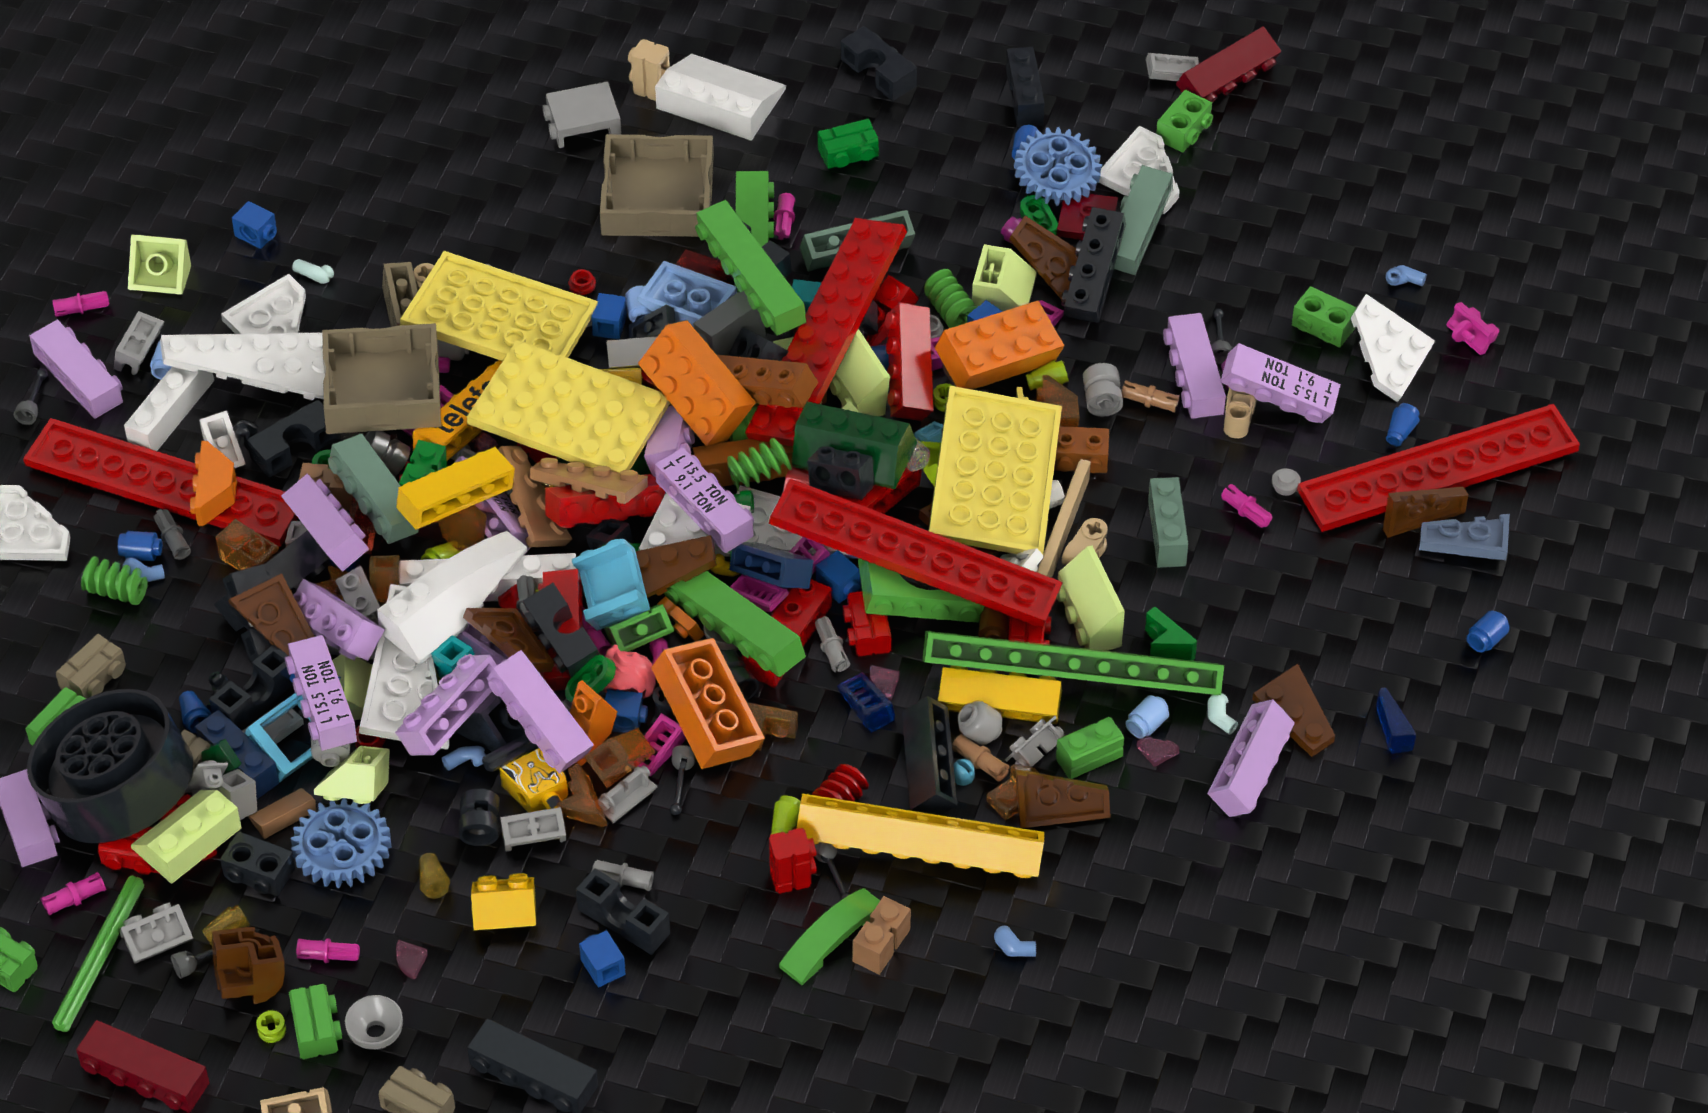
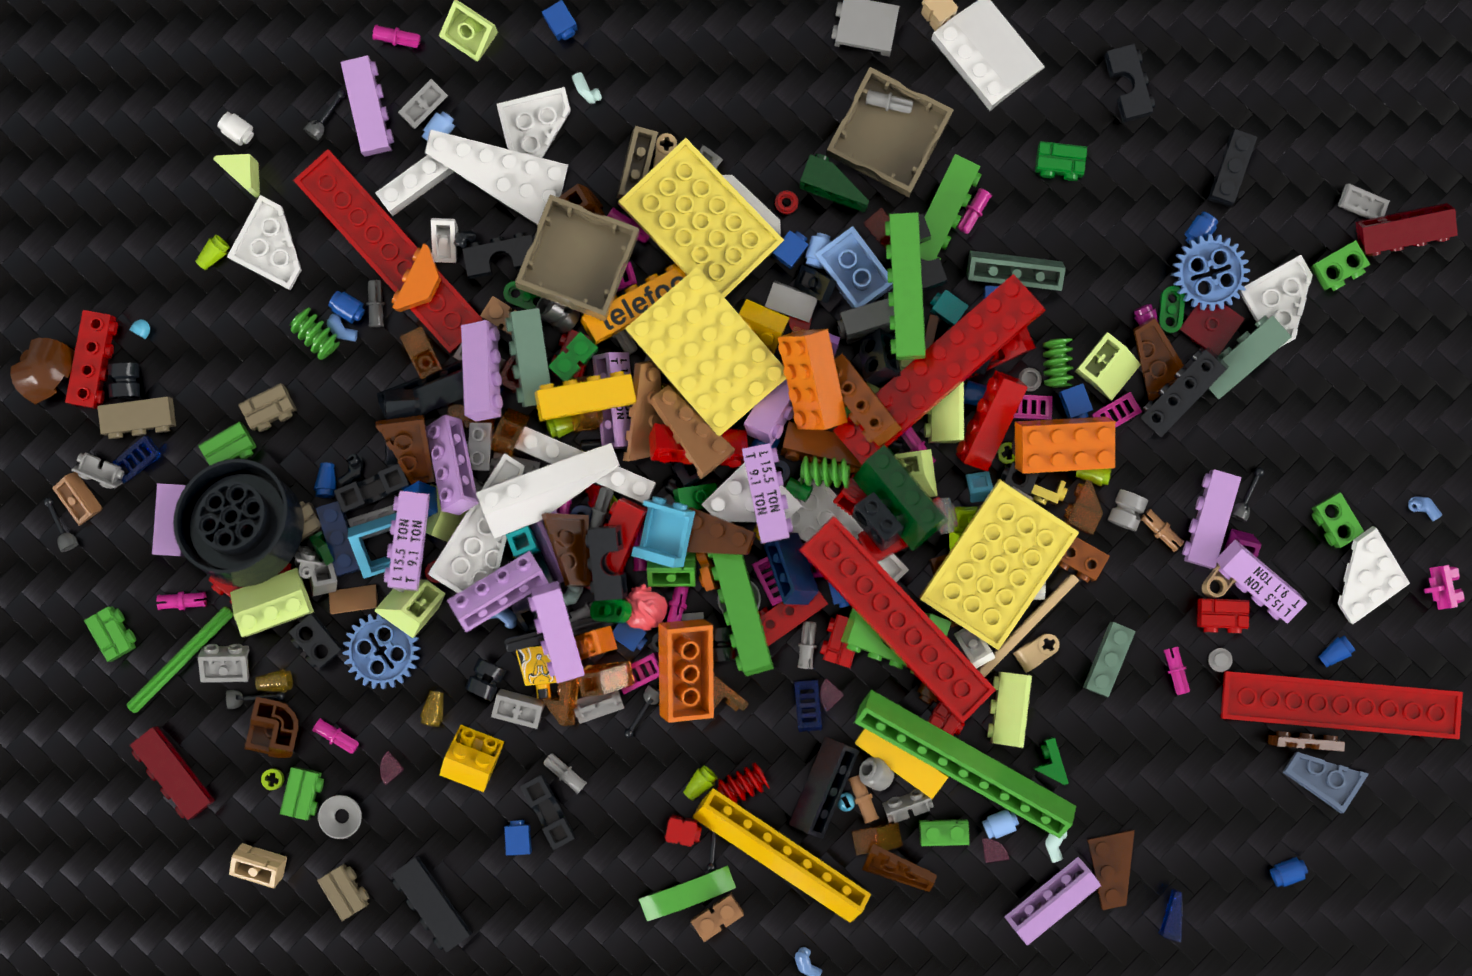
camera: 30 degrees right, 35 degrees up
(624, 241) = (827, 181): none -> dark green slope
(642, 162) = (889, 101): none -> light grey axle
(1261, 438) = (1223, 614): none -> red brick

